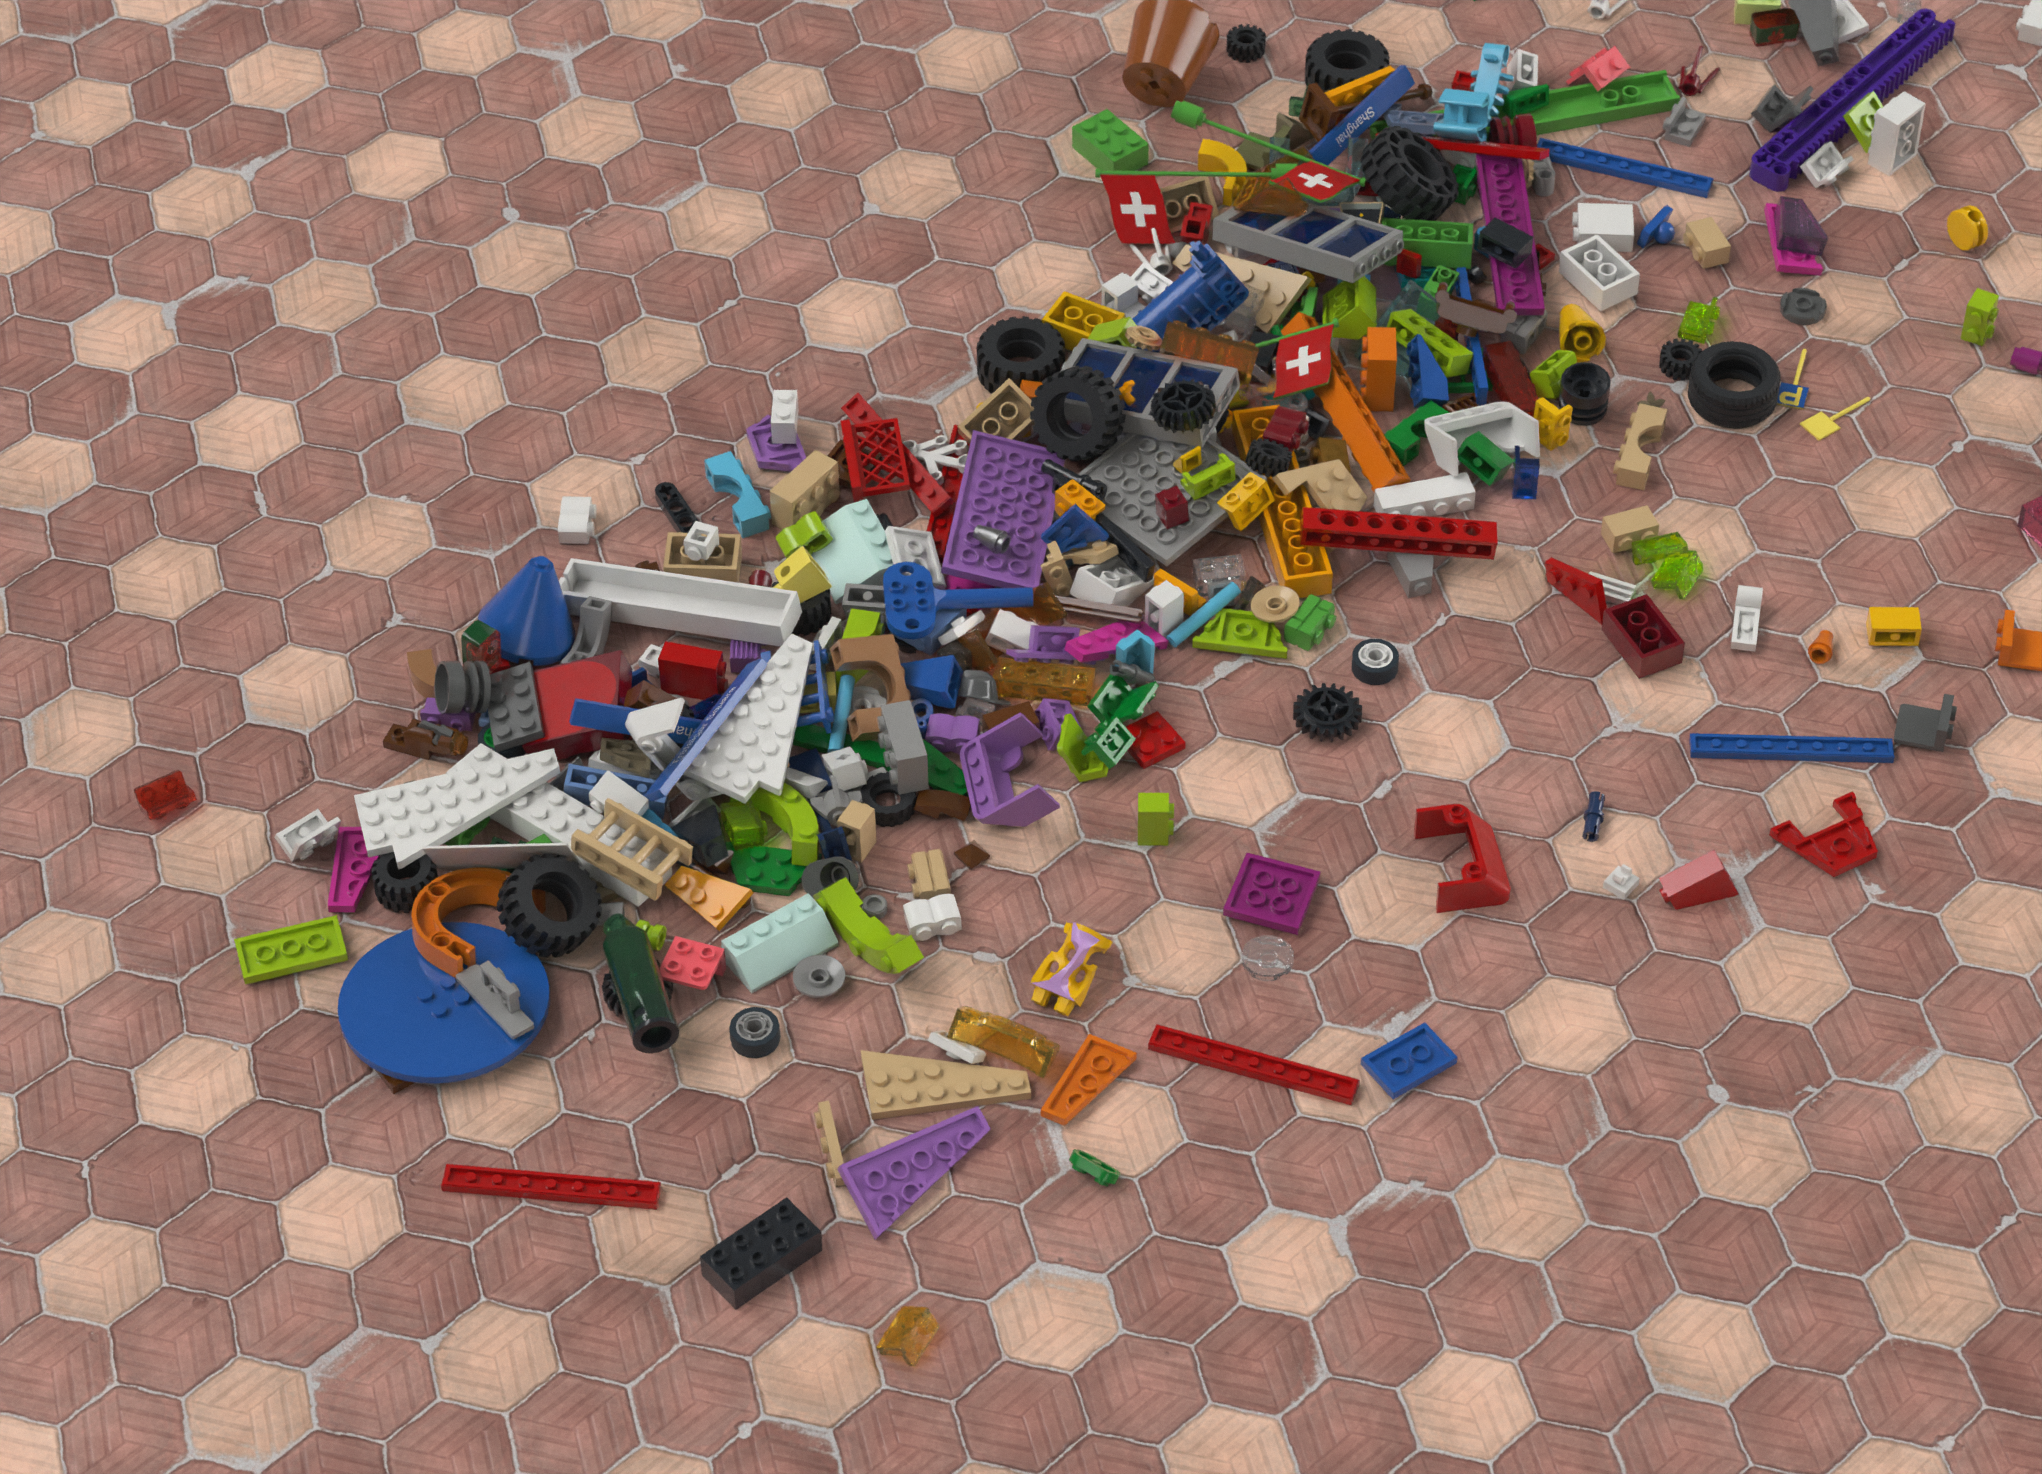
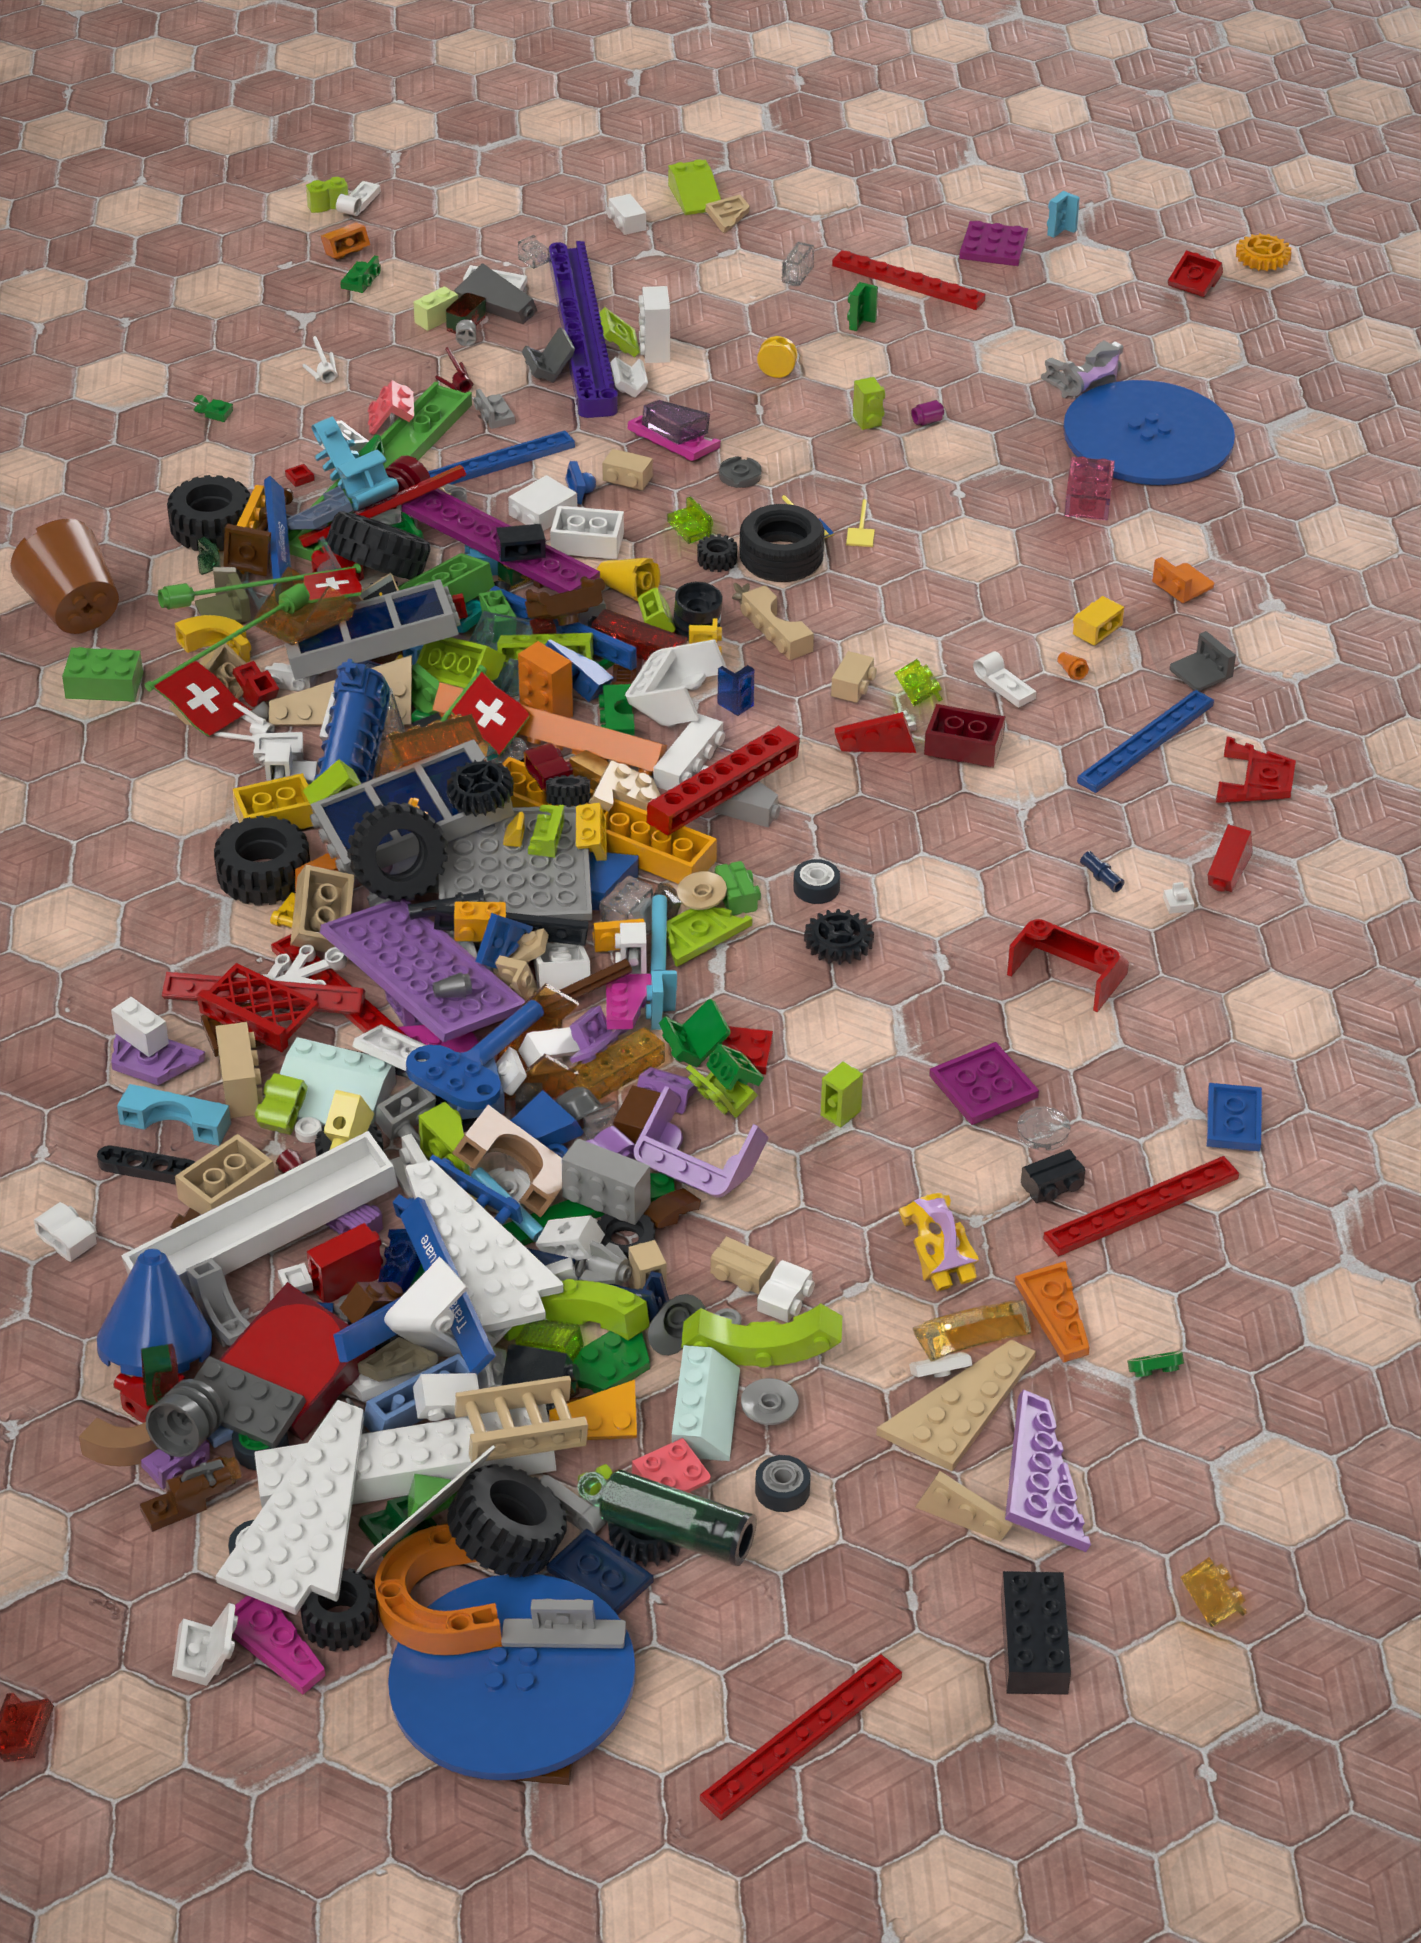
camera: 50 degrees left, 5 degrees down
(291, 949) = (318, 1750): lime plate -> none
(578, 991) = (601, 1570): none -> dark blue tile
(698, 546) = (224, 1164): white brick -> none
(972, 854) = (739, 1227): reddish brown slope -> none
(1131, 673) = (669, 1008): dark grey pin -> none
(1143, 338) = (368, 768): tan gear -> none
(1171, 507) = (553, 870): dark red brick -> none
(1217, 993) = (1053, 1176): none -> black brick
(1230, 541) = (608, 873): none -> blue slope
(1238, 36) = (109, 542): black tyre -> none
(1484, 458) = (704, 696): green brick -> none
(1658, 548) = (891, 674): clear neon green bracket -> none
(1752, 44) = (469, 336): none -> light grey wheel

